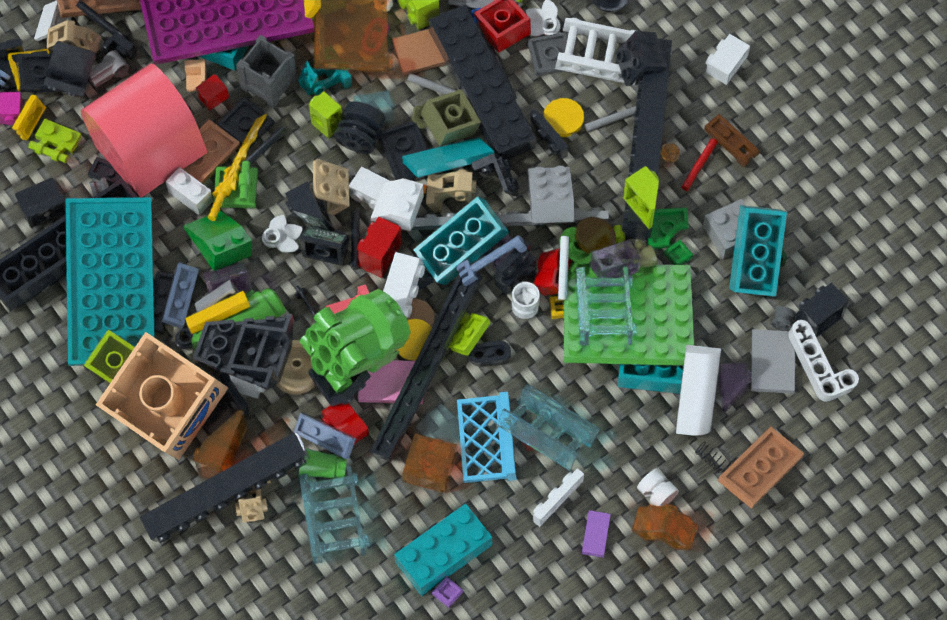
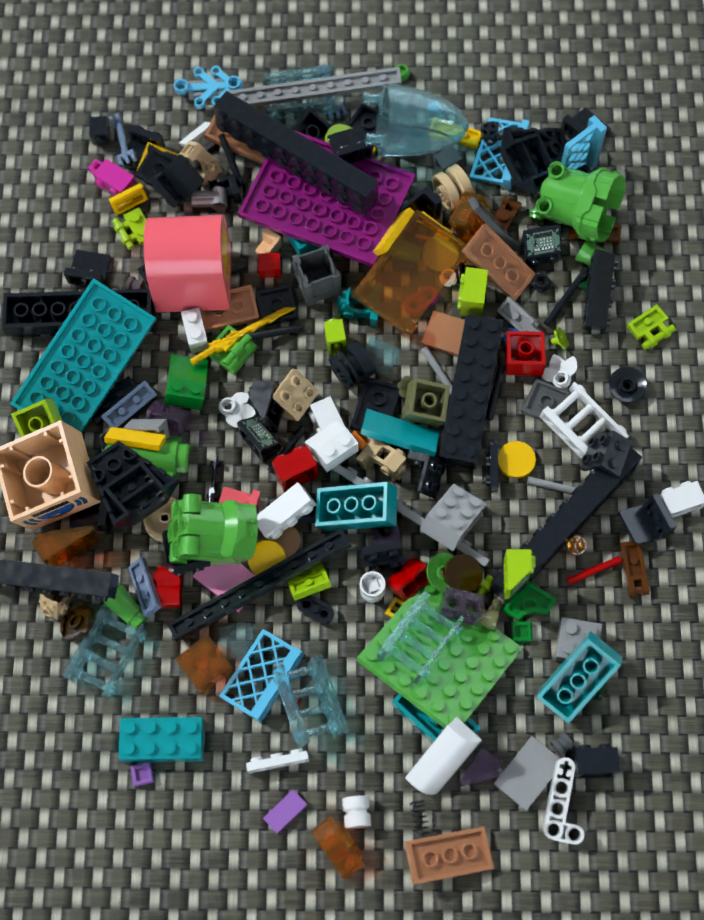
camera: 40 degrees right, 5 degrees up
(287, 506) = (77, 622): none -> dark brown tile
(467, 270) = (344, 534): sand blue hinge -> none
(563, 269) = (416, 583): white bar -> none
(715, 92) = (648, 521): none -> black bracket

